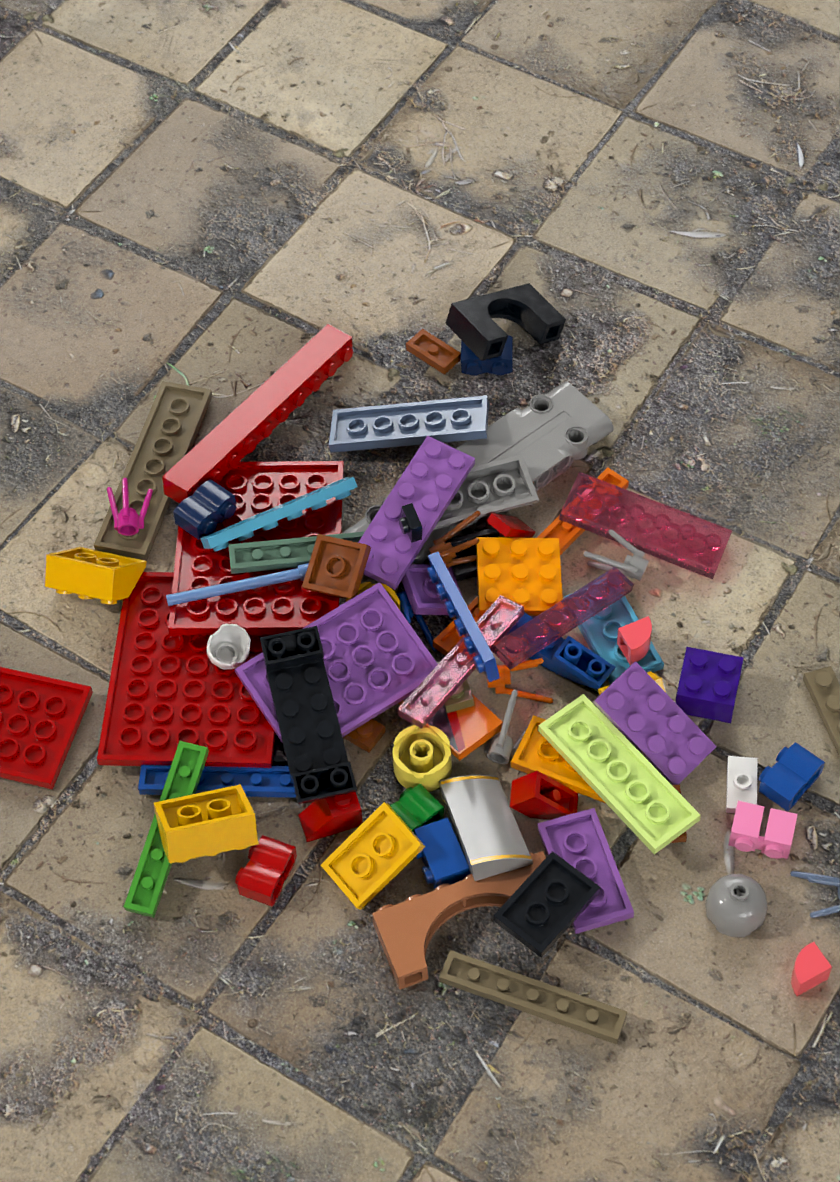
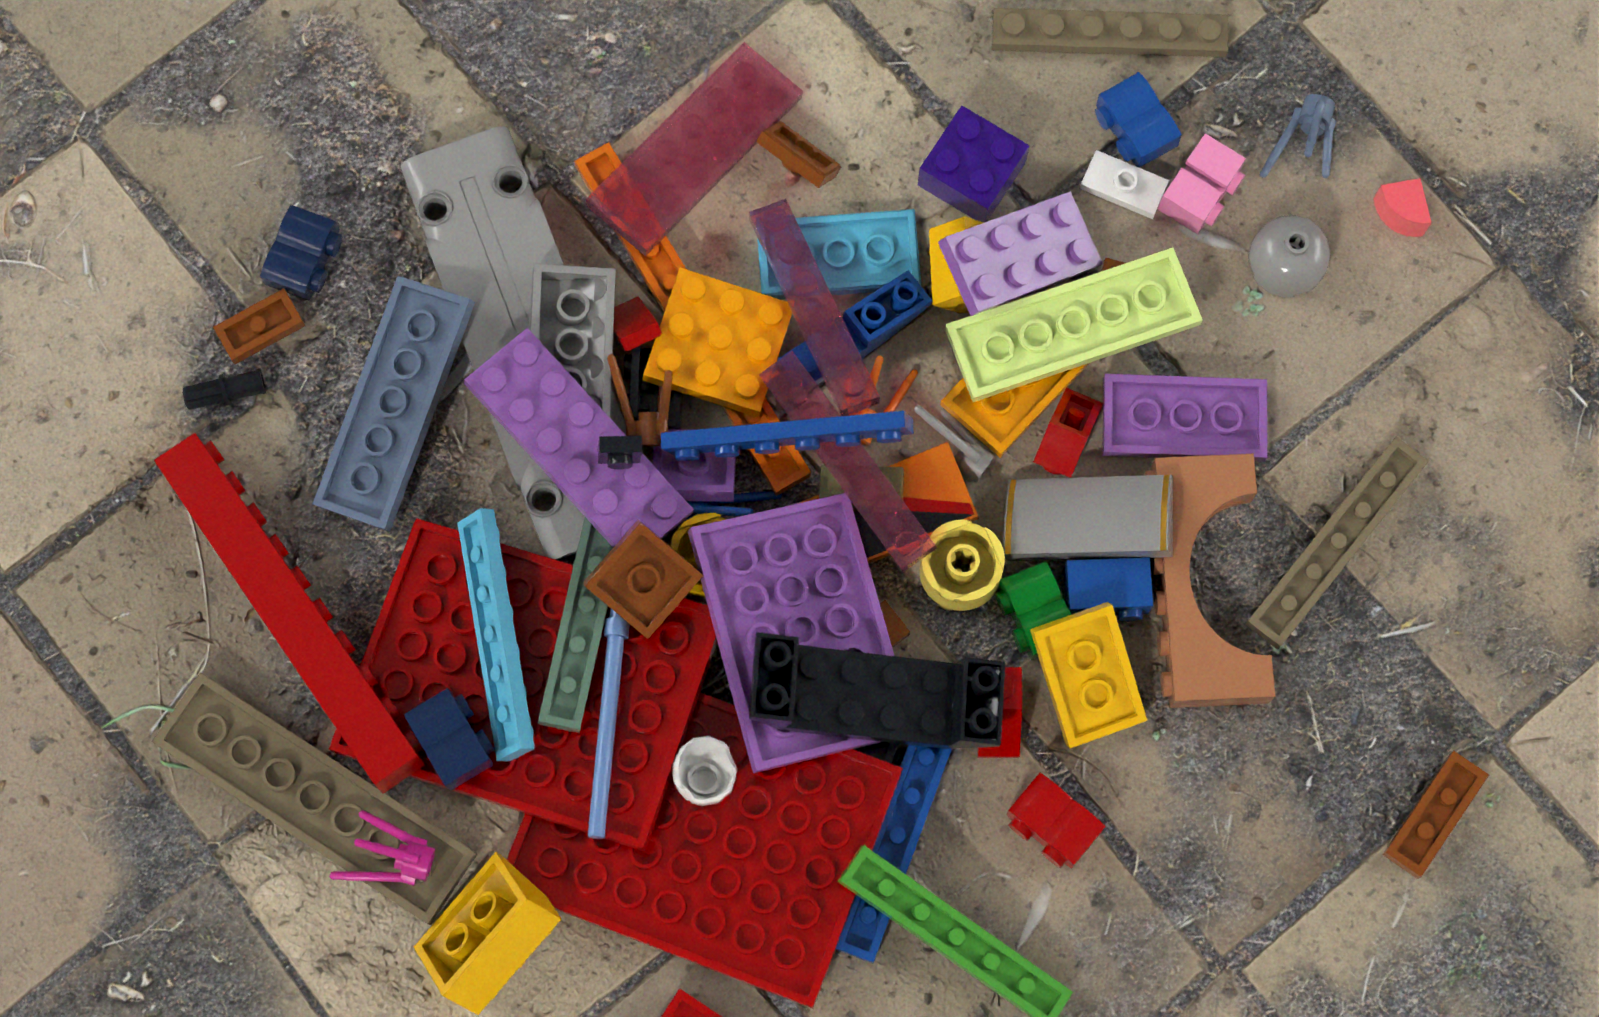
camera: 75 degrees left, 20 degrees up
(206, 823) = (977, 879): yellow slope -> none
(352, 1121) = (1435, 814): none -> dark orange plate
(388, 349) = (224, 389): none -> black axle
(522, 304) = (233, 172): black arch -> none
(546, 904) = (1241, 477): black plate -> none
(633, 565) = (752, 190): light grey plant -> none
(635, 639) = (880, 228): coral brick -> none
(670, 585) = (799, 154): none -> dark orange plate

